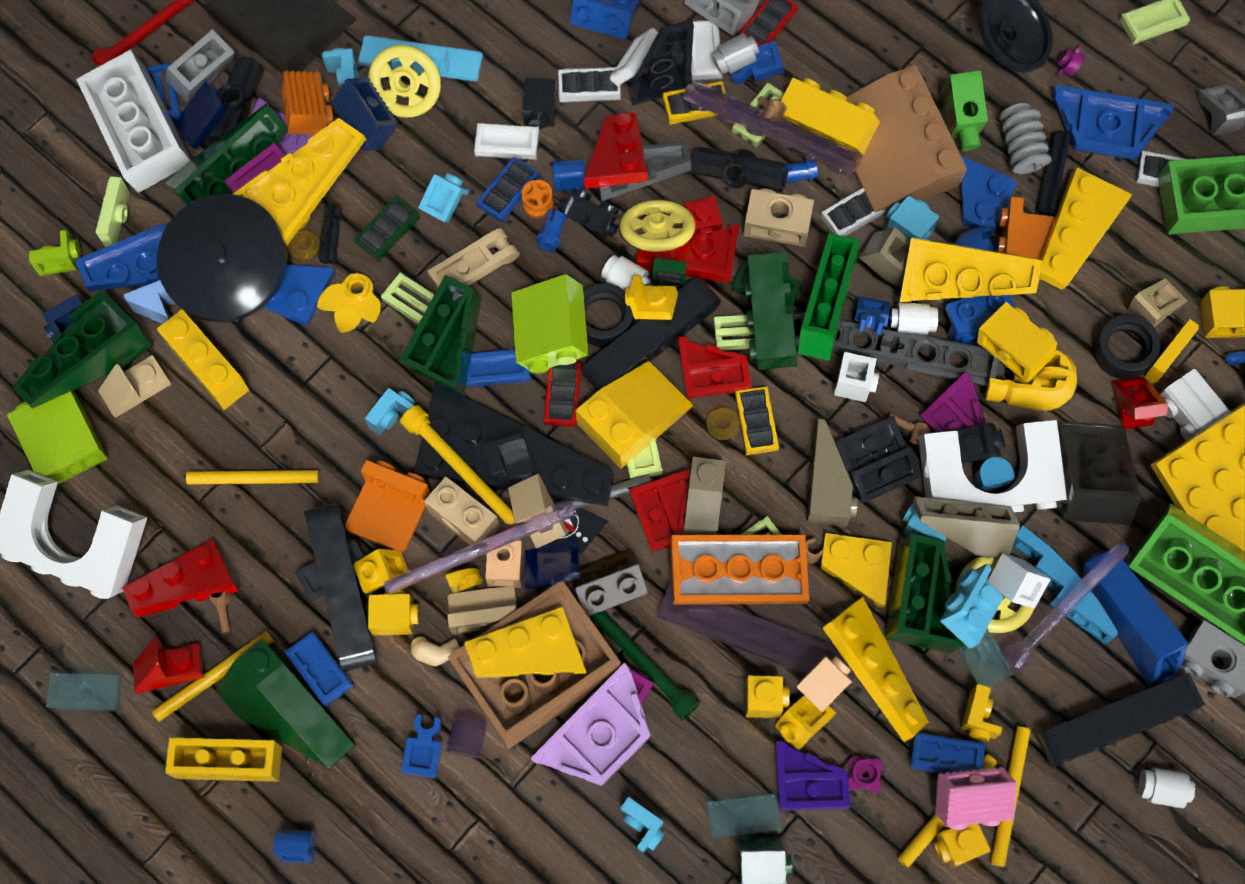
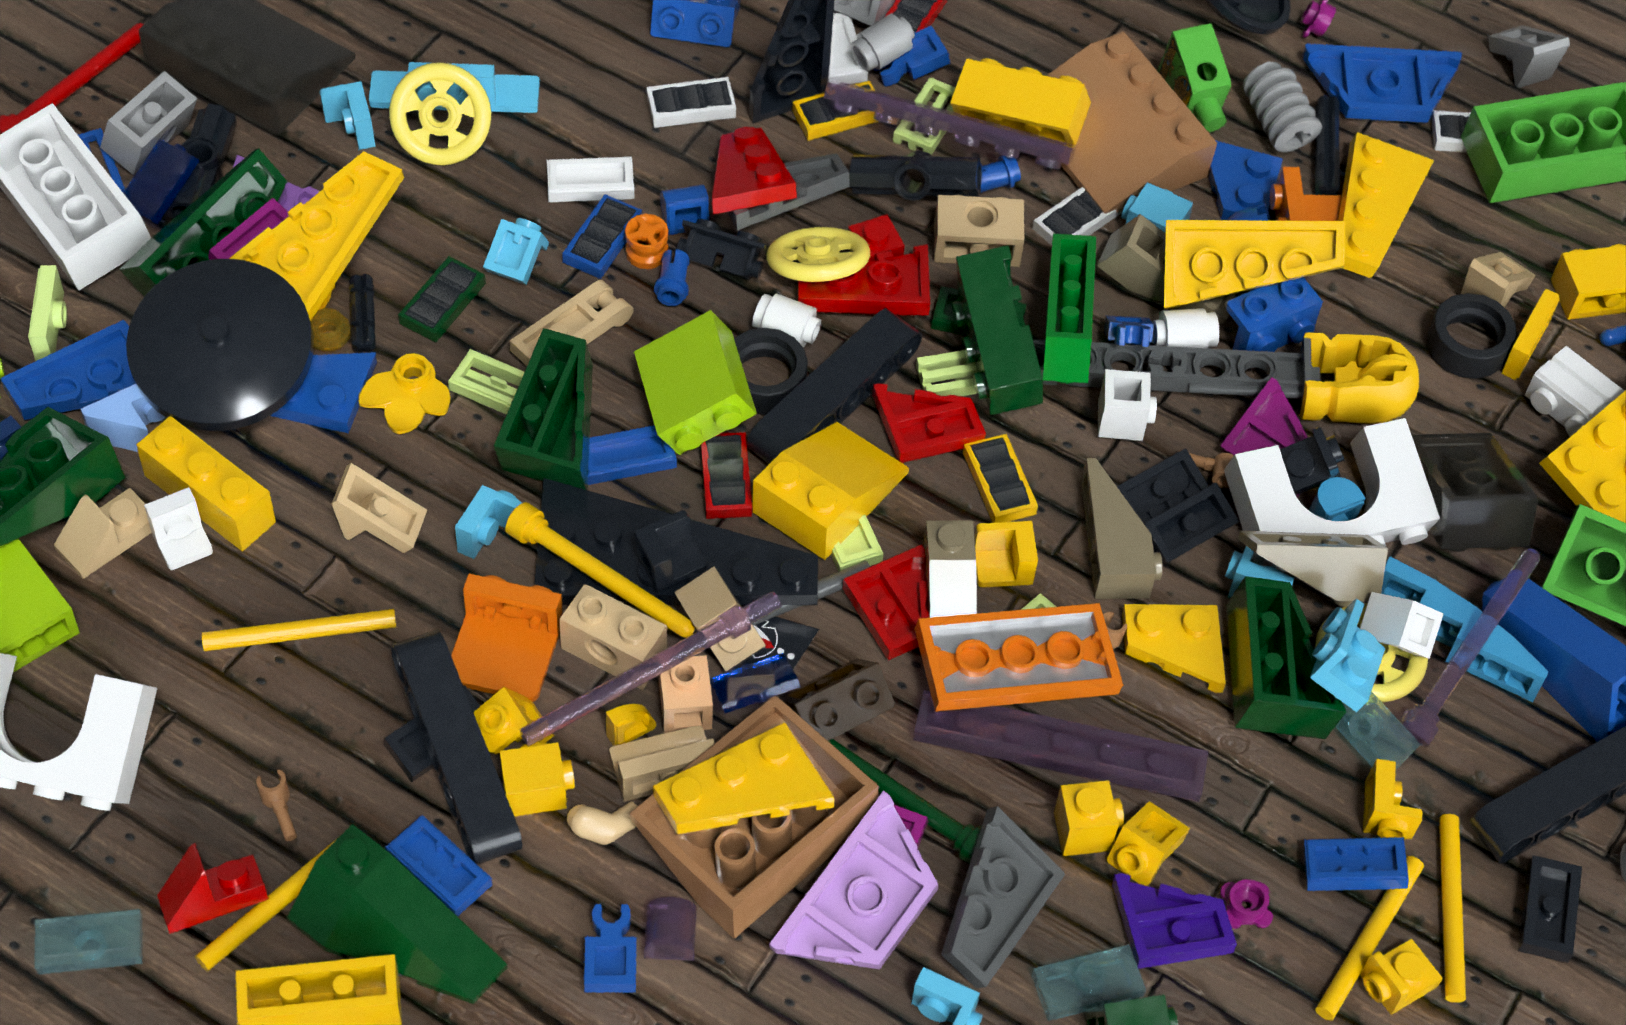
camera: 15 degrees left, 15 degrees down
(180, 394) = (178, 529): none -> white bracket
(182, 579) = (225, 765): red wing -> none
(305, 102) = (303, 151): orange brick -> none
(315, 395) = (373, 506): none -> tan slope
(365, 111) = (388, 140): dark blue brick -> none
(539, 102) = (629, 125): black brick -> none
(633, 57) = (747, 60): white tile -> none
(650, 301) = (829, 340): yellow bracket -> none
(669, 273) = (848, 304): dark green tile -> none
(692, 749) = (999, 898): none -> dark grey wing
(727, 415) = (955, 476): clear yellow plate -> none
(747, 483) = (1005, 554): none -> yellow panel
(773, 108) = (949, 98): medium nougat hand -> none
(825, 681) = (1169, 778): light nougat brick -> none
(871, 659) = (1231, 758): yellow wing -> none
(975, 797) = (1408, 903): bright pink brick -> none
(1017, 341) = (1332, 328): yellow brick -> none
(1079, 809) = (1550, 909): none -> black plate
(1138, 402) = (1503, 401): red slope -> none

